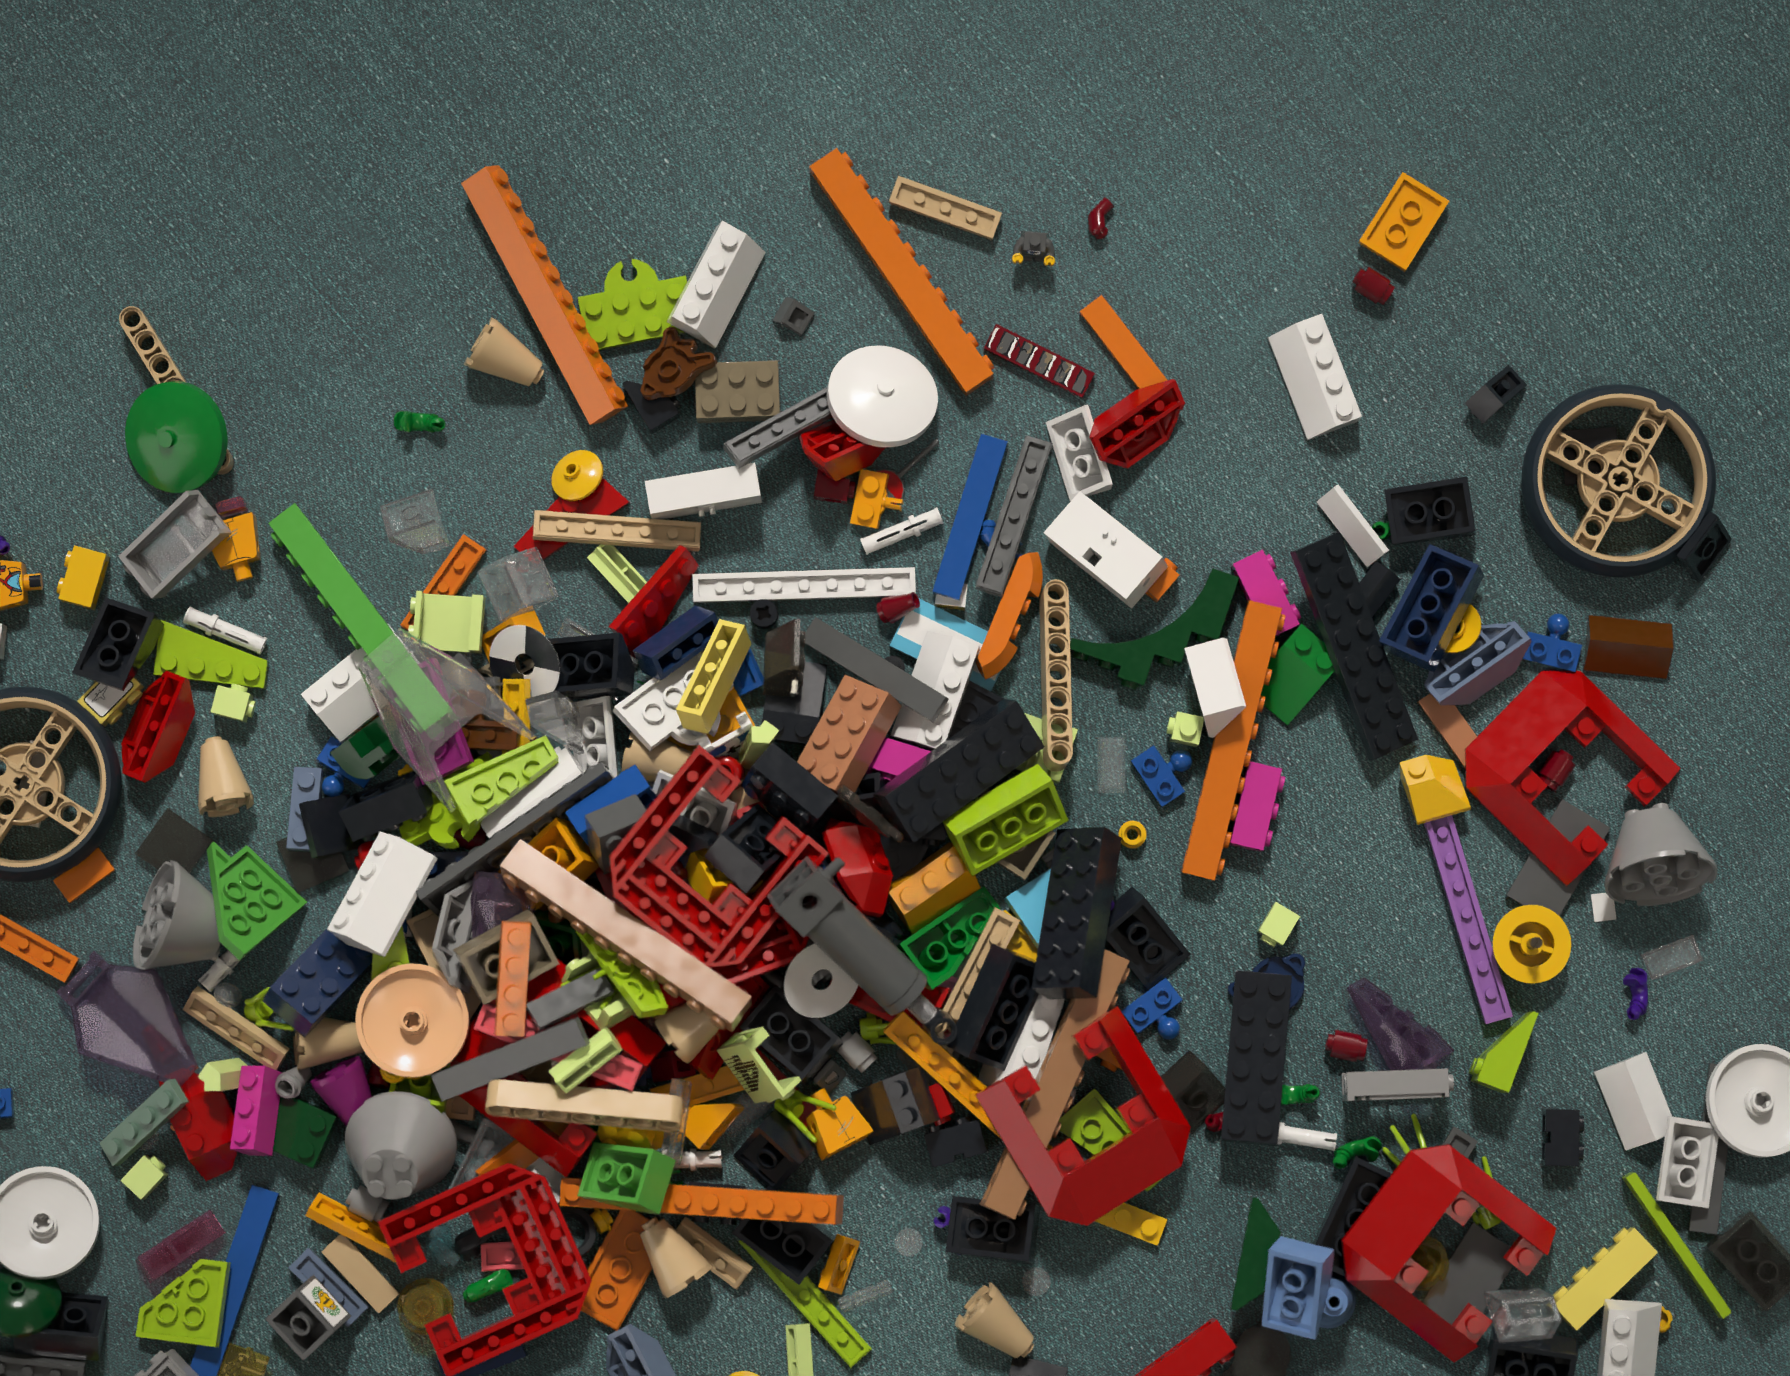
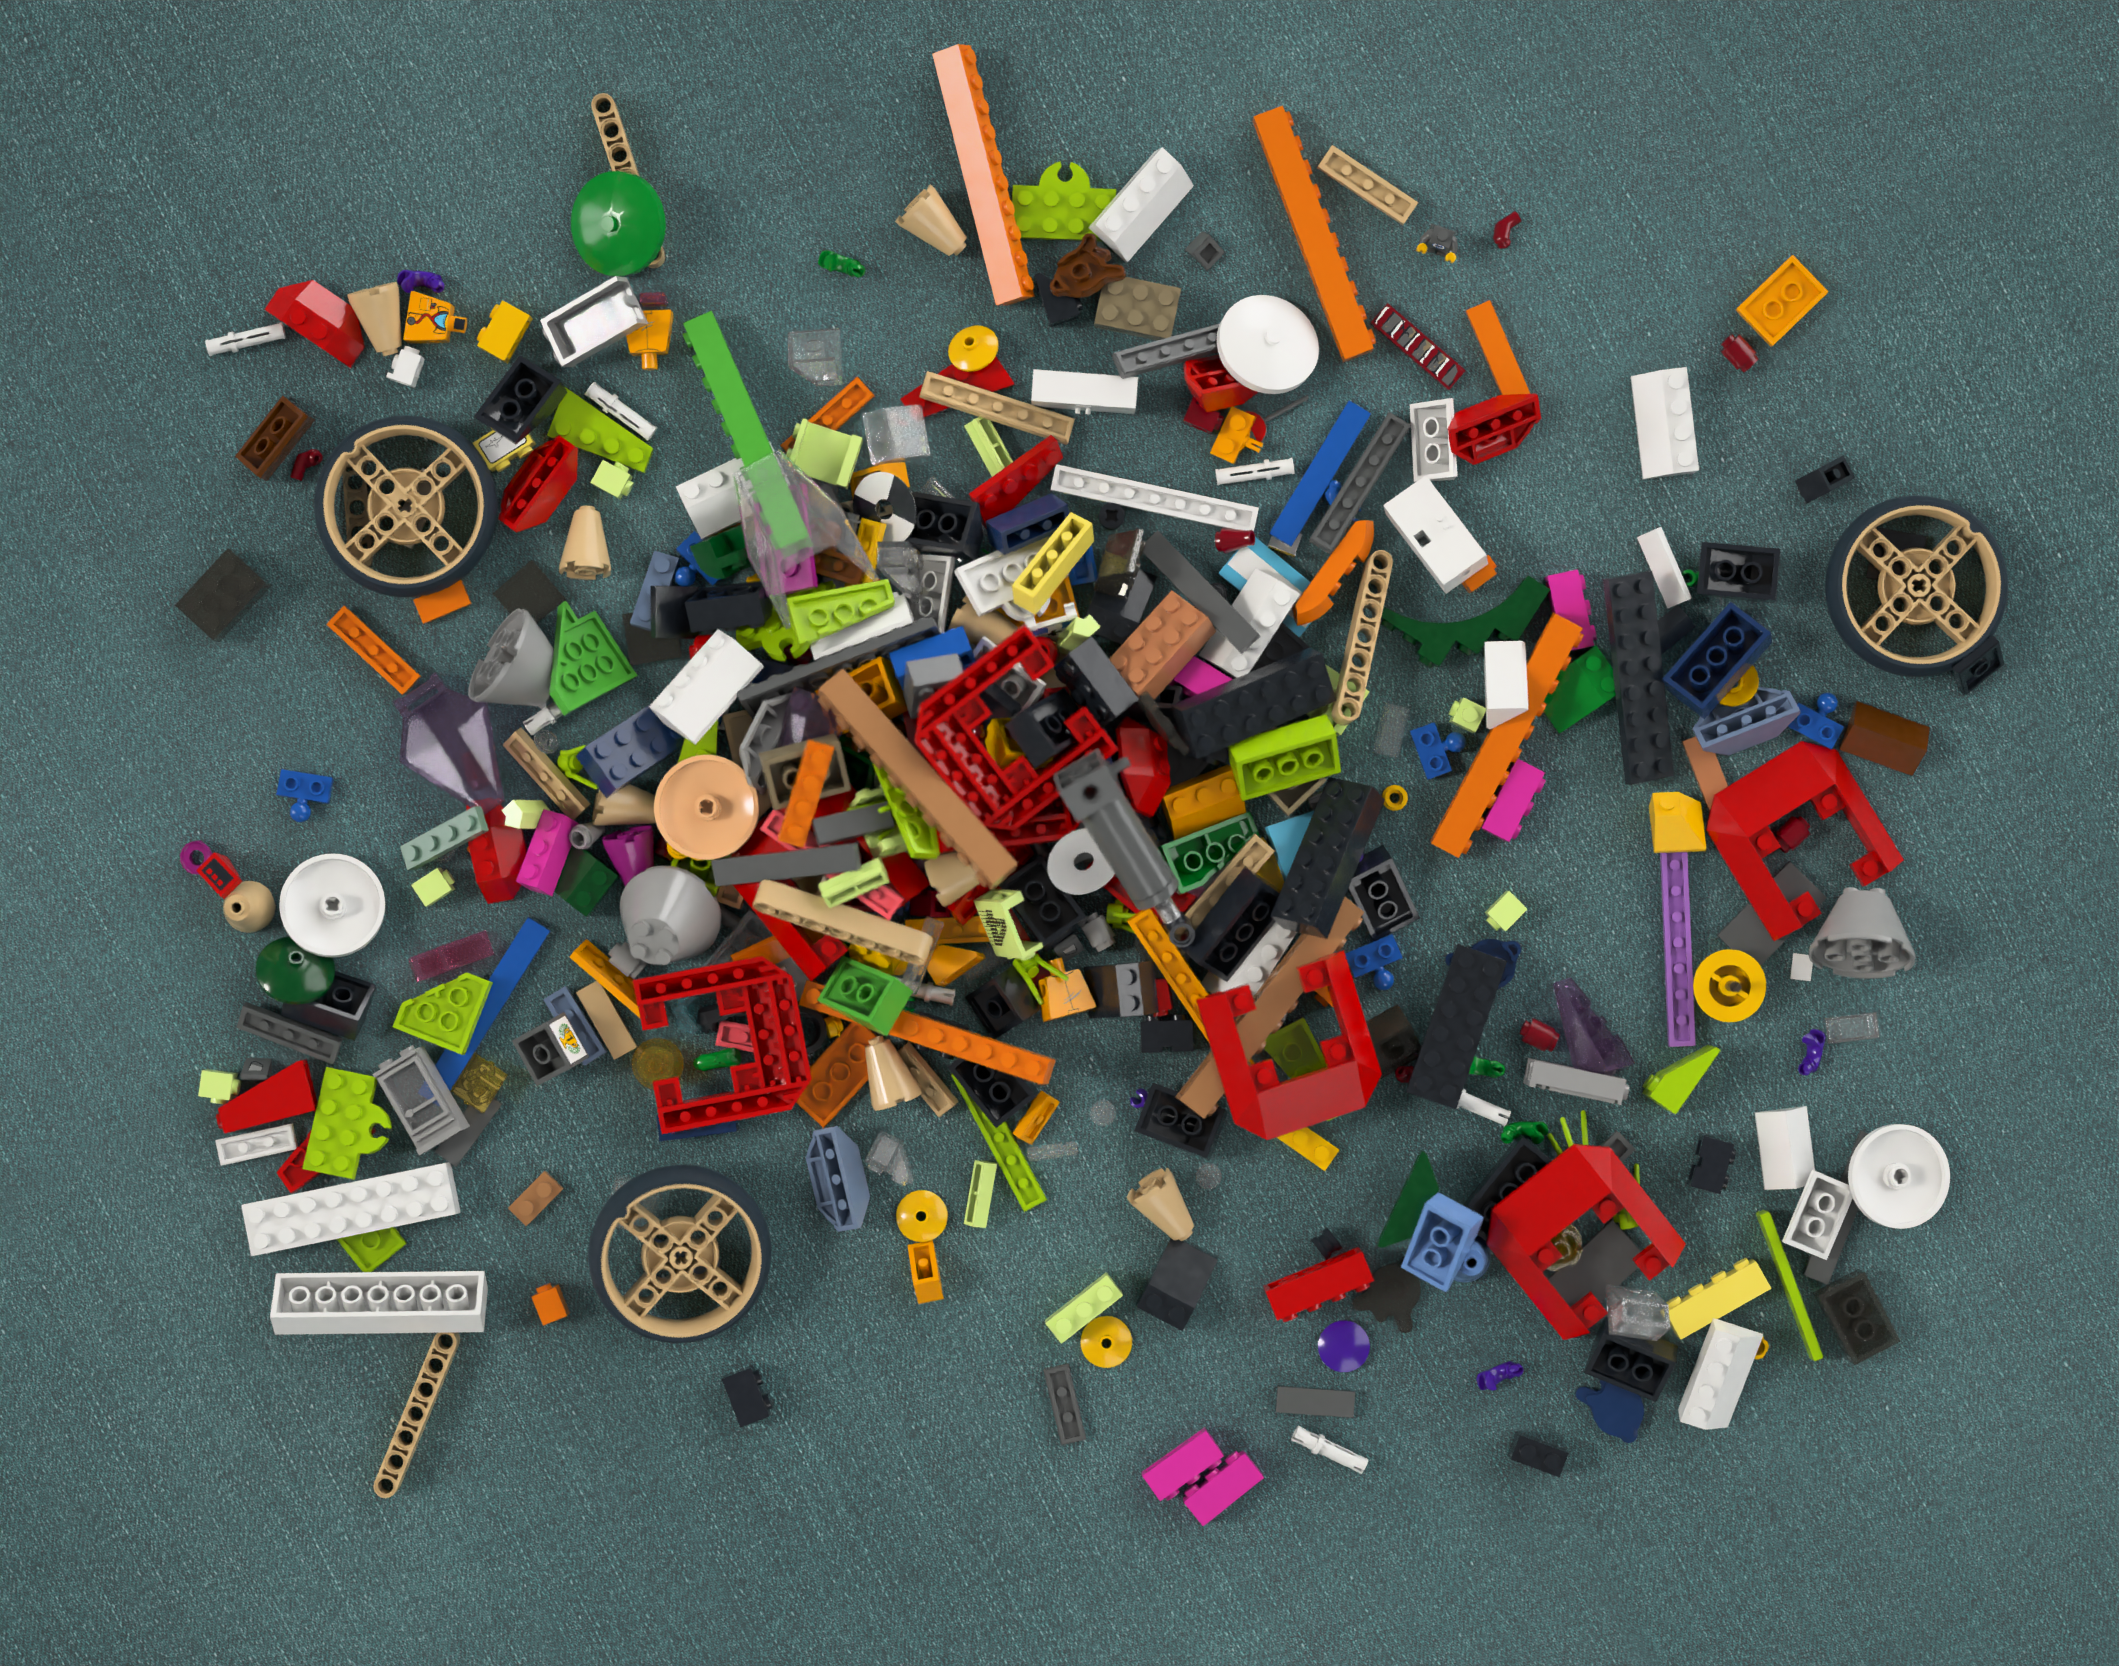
camera: 15 degrees right, 5 degrees up
(695, 1342) = (891, 1156): none -> clear slope
(1178, 1322) = (1326, 1243): none -> black wheel

